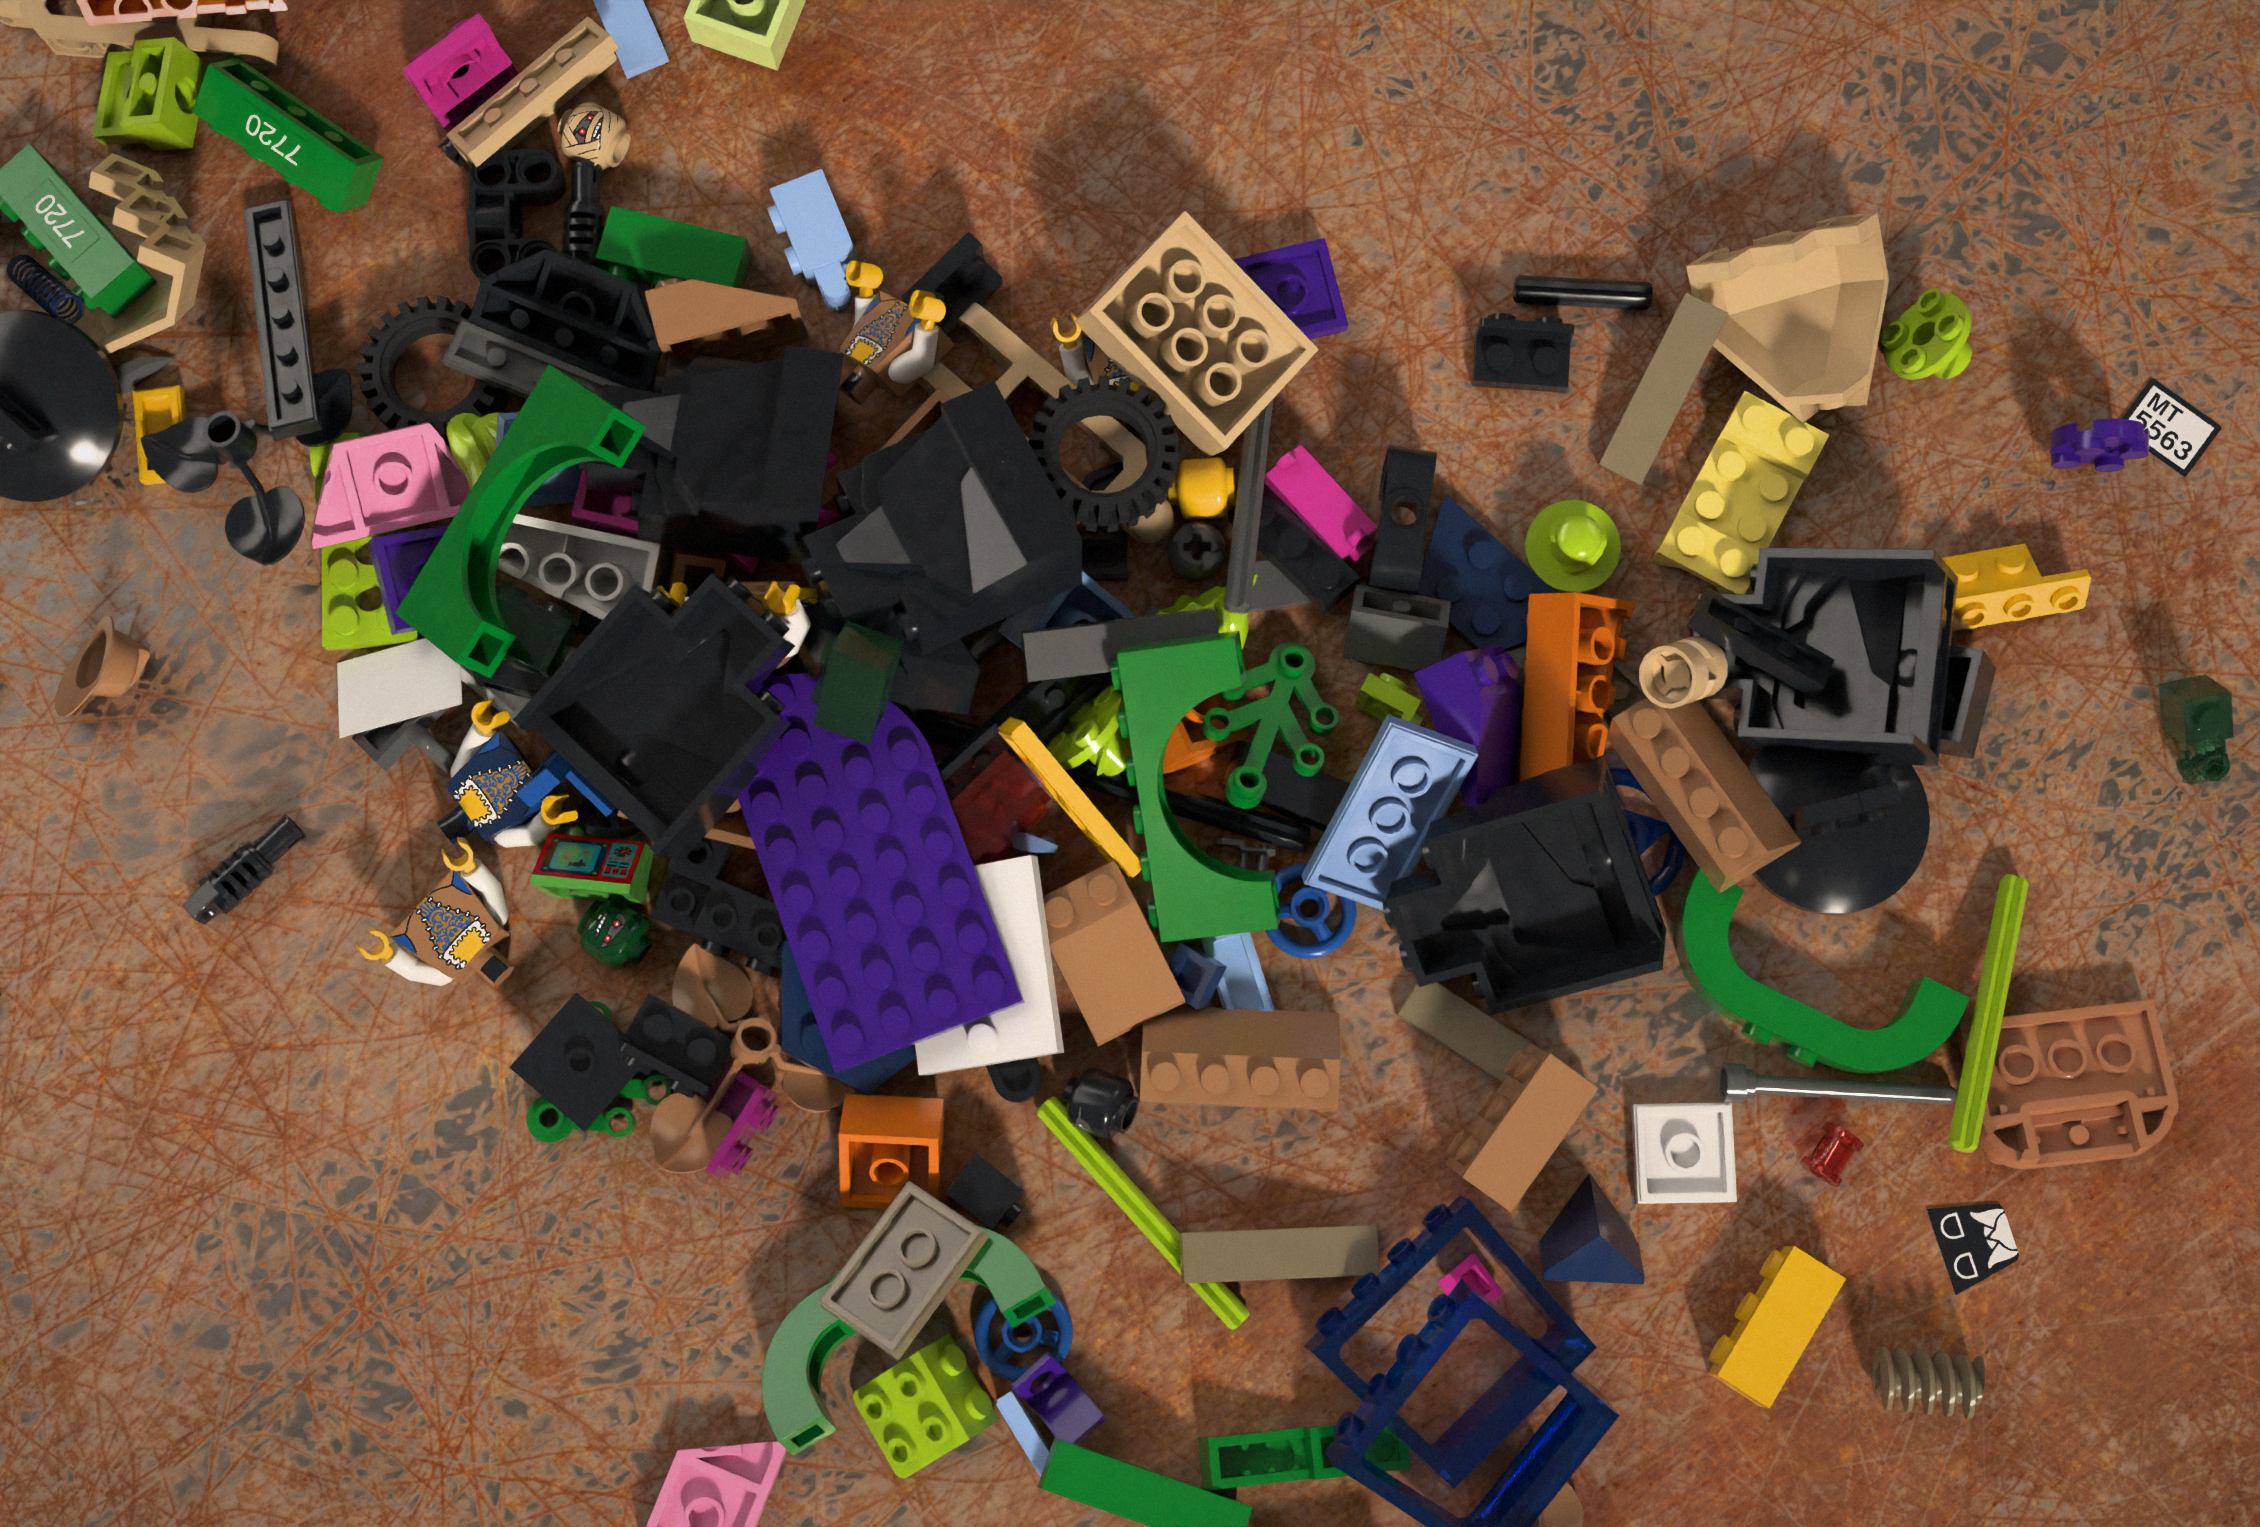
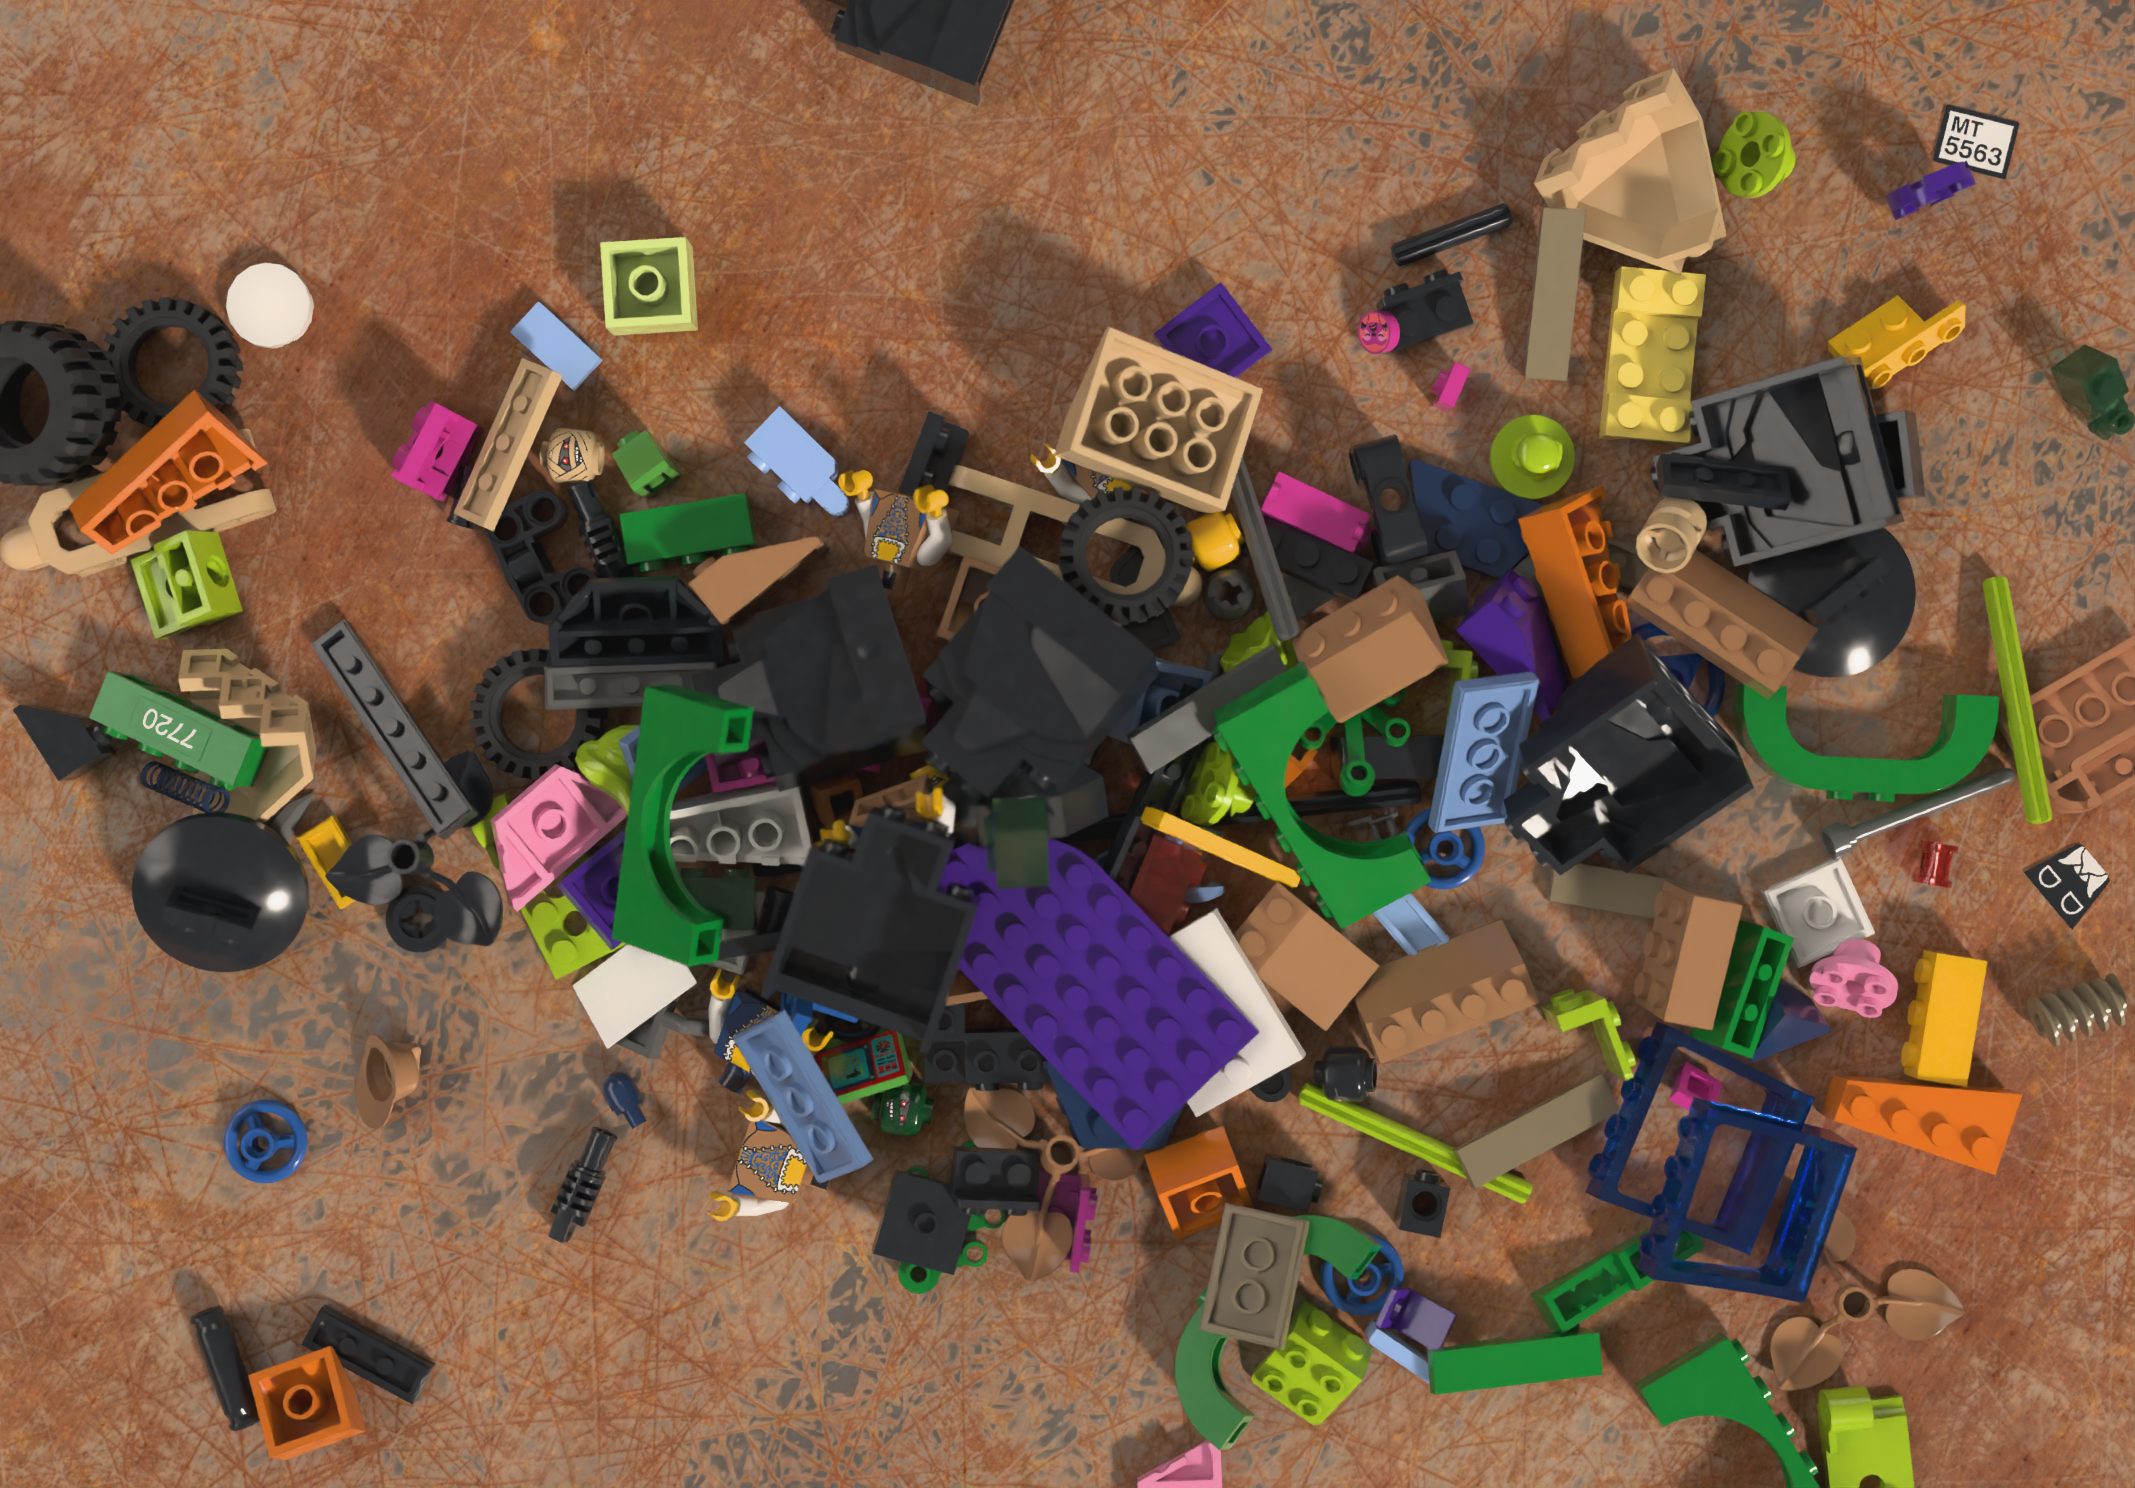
camera: 25 degrees left, 10 degrees up
(194, 536) = (408, 934): none -> black gear
(287, 135) = (318, 568): green brick -> none
(332, 798) = (623, 1097): none -> dark blue cylinder
(511, 862) = (802, 1097): none -> medium blue tile
(661, 173) = (644, 463): none -> bright green slope
(1100, 1289) = (1428, 1221): none -> black brick
(1196, 974) = (1378, 940): dark blue plate -> none
(1317, 652) = (1371, 648): none -> medium nougat slope
(1373, 1132) = (1576, 1009): none -> lime bracket
(1466, 354) = (1379, 332): none -> tile
(1516, 438) = (1449, 385): none -> dark pink plate
(1567, 1192) = (1748, 989): none -> green brick
(1691, 1238) = (1854, 979): none -> bright pink plate
(1721, 1432) = (1938, 1118): none -> orange wedge

